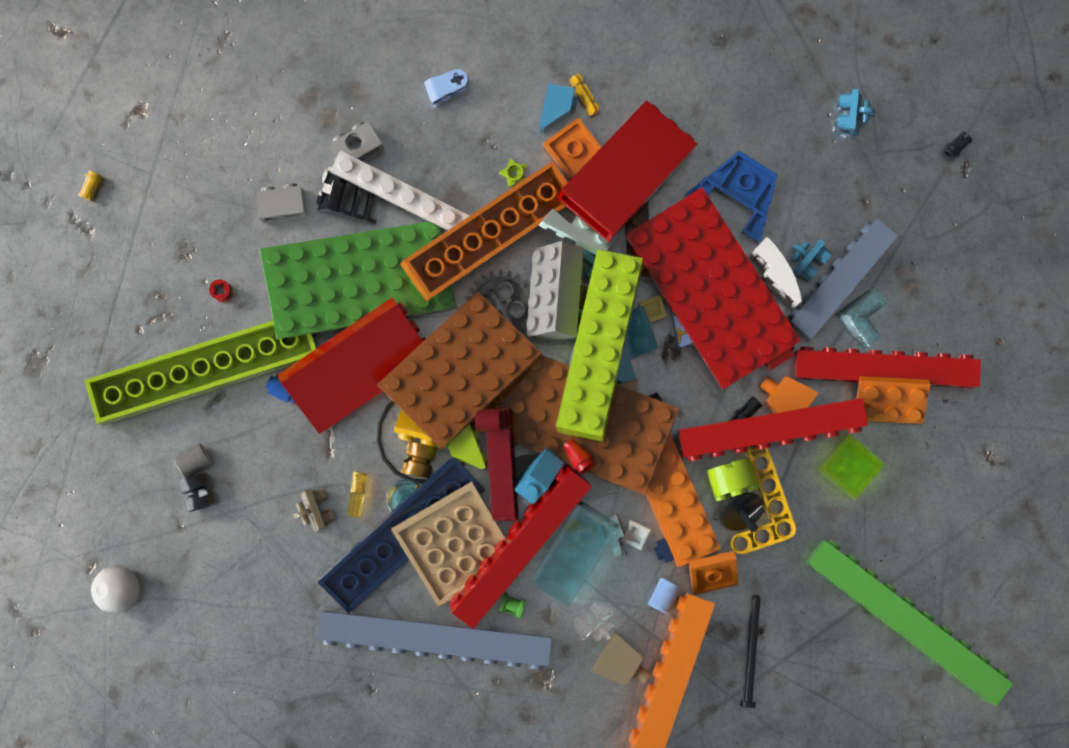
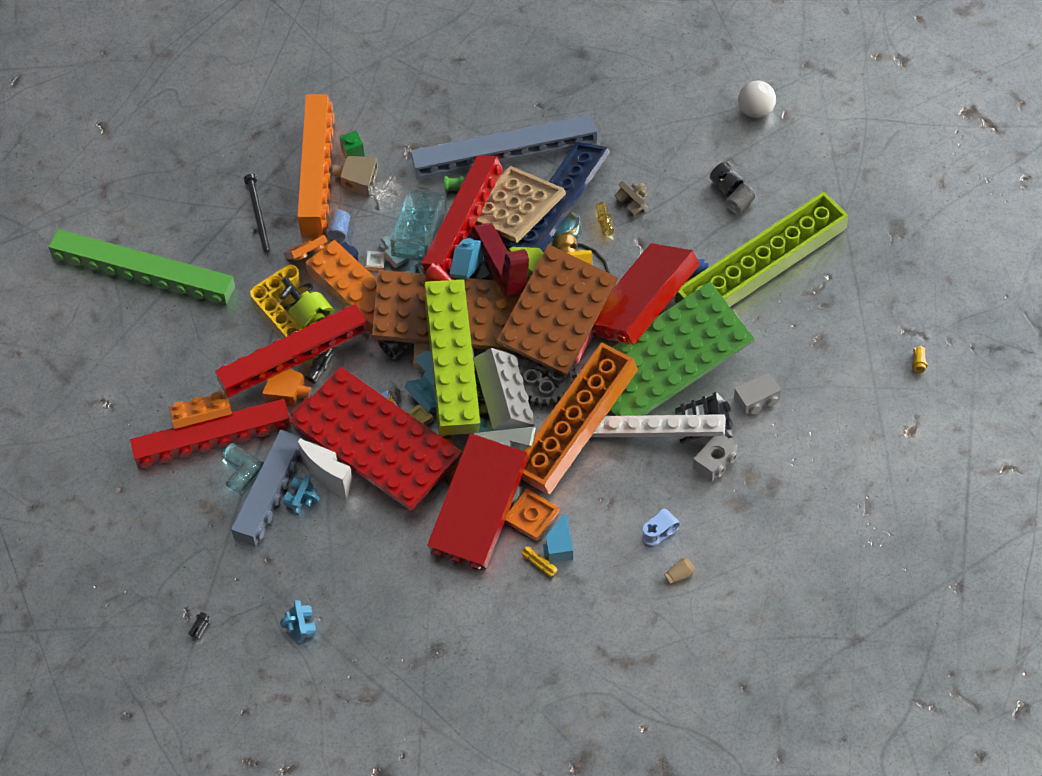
camera: 160 degrees right, 25 degrees down
(223, 284) = (778, 319): red bush -> none
(445, 31) = (680, 570): none -> tan cone
(518, 168) = (575, 478): lime plate -> none
(614, 703) = (351, 144): none -> green brick
(748, 185) = (377, 536): blue wing -> none
(850, 467) = (218, 348): clear neon green brick -> none

